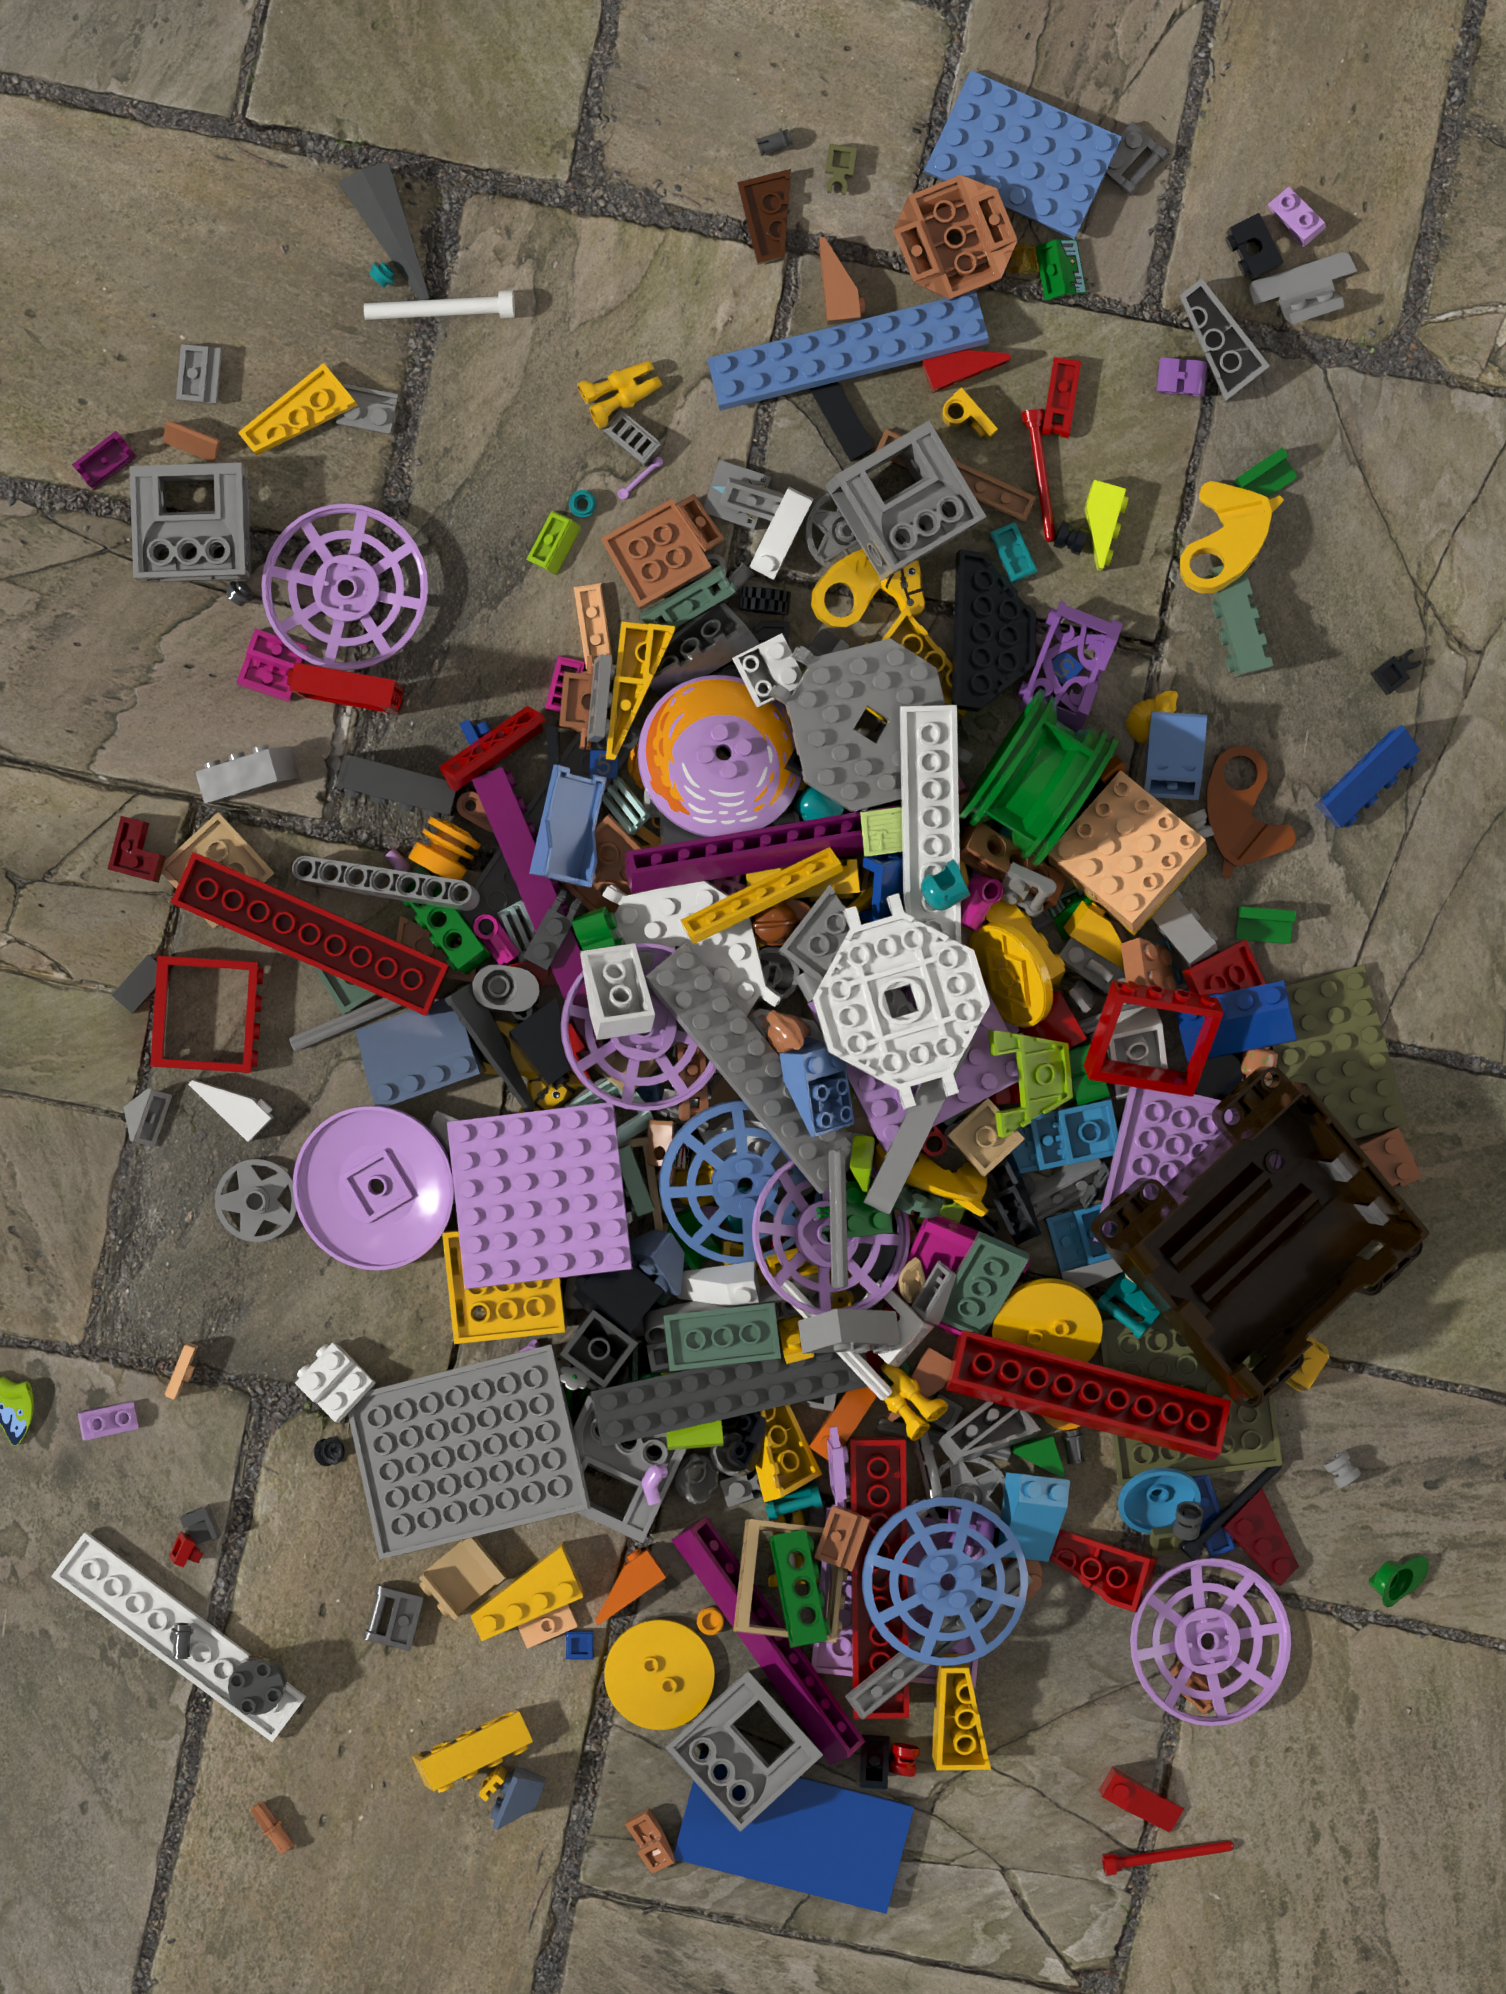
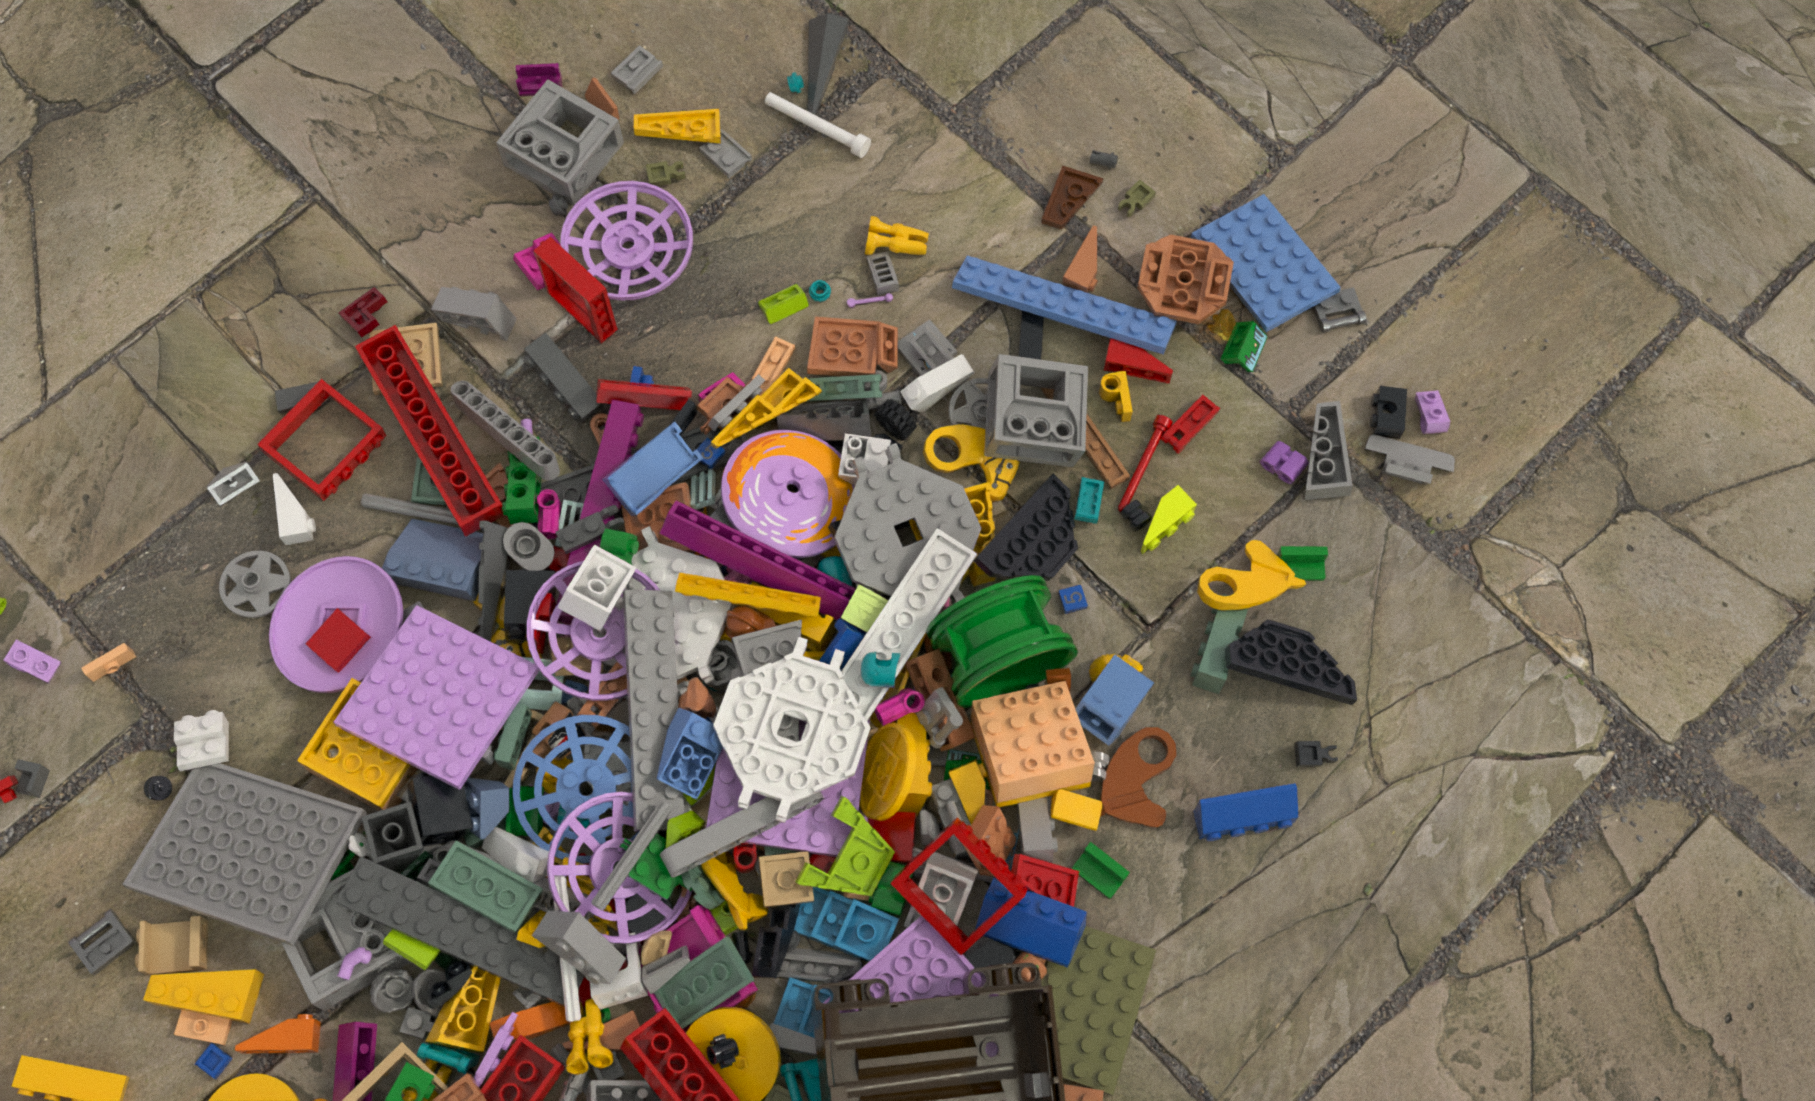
camera: 30 degrees right, 20 degrees down
(318, 482) = (661, 174): none -> olive plate
(386, 1201) = (338, 640): none -> red tile
(444, 849) = (562, 436): light orange wheel -> none
(1041, 1331) = (722, 1051): none -> black gear
(1101, 644) = (1110, 595): medium lavender fence -> none
(1208, 886) = (1076, 809): none -> yellow slope
(1318, 593) = (1290, 659): none -> black plate

